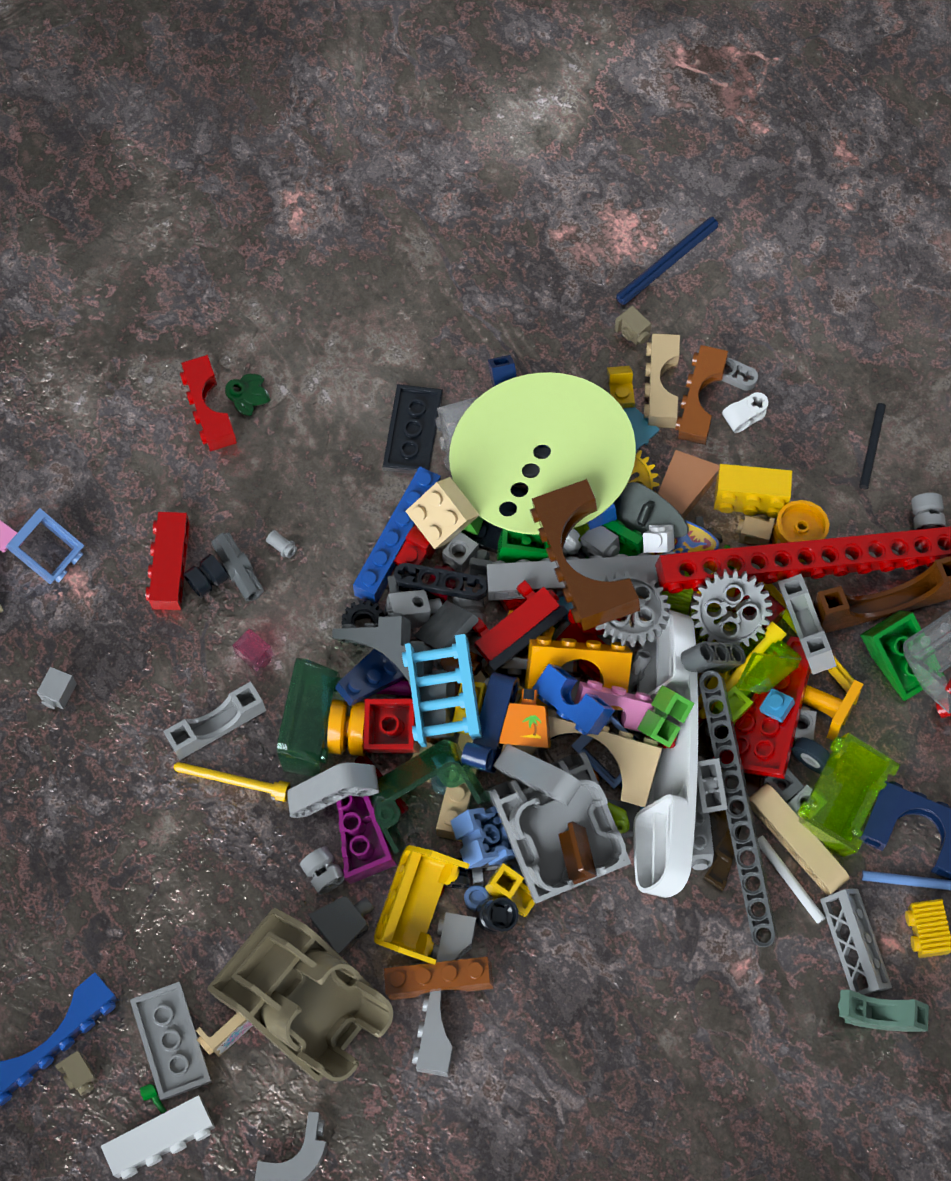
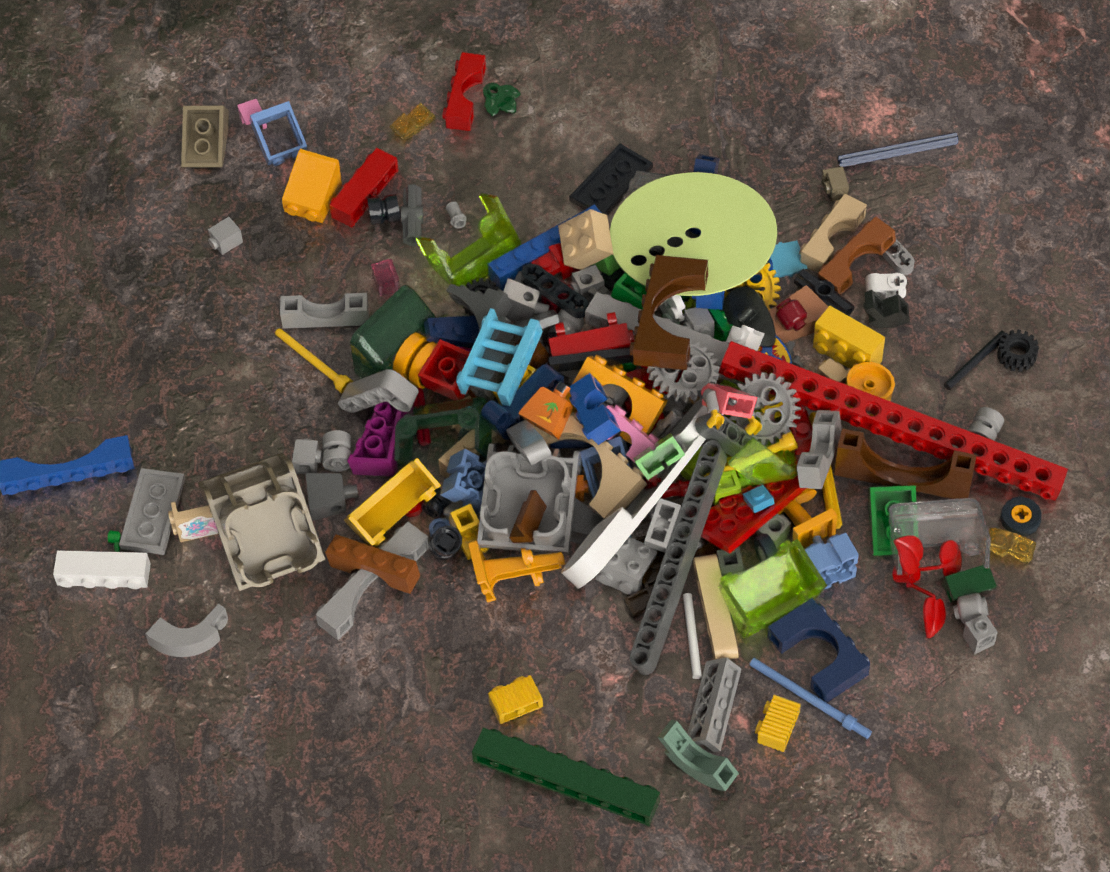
camera: 30 degrees right, 10 degrees down
(78, 1073) = (73, 498): dark tan brick -> none
(116, 588) = (312, 186): none -> light orange slope
(173, 462) = (412, 123): none -> clear yellow slope
(294, 892) = (306, 456): none -> light grey brick
(333, 577) = (472, 262): none -> clear neon green windscreen
(565, 918) = (493, 570): none -> light orange piece
(620, 817) = (582, 519): lime arm -> none
(621, 385) = (796, 224): yellow slope -> none
(666, 1046) = (515, 699): none -> yellow brick
(686, 490) = (791, 314): none -> dark red head
(703, 626) = (729, 402): none -> torso
(707, 451) = (820, 287): none -> black piece
(764, 438) = (886, 312): none -> pearl dark grey brick
(766, 1101) = (566, 776): none -> dark green brick
(880, 726) = (834, 559): none -> medium blue brick
(906, 404) = (1014, 360): none -> black tyre

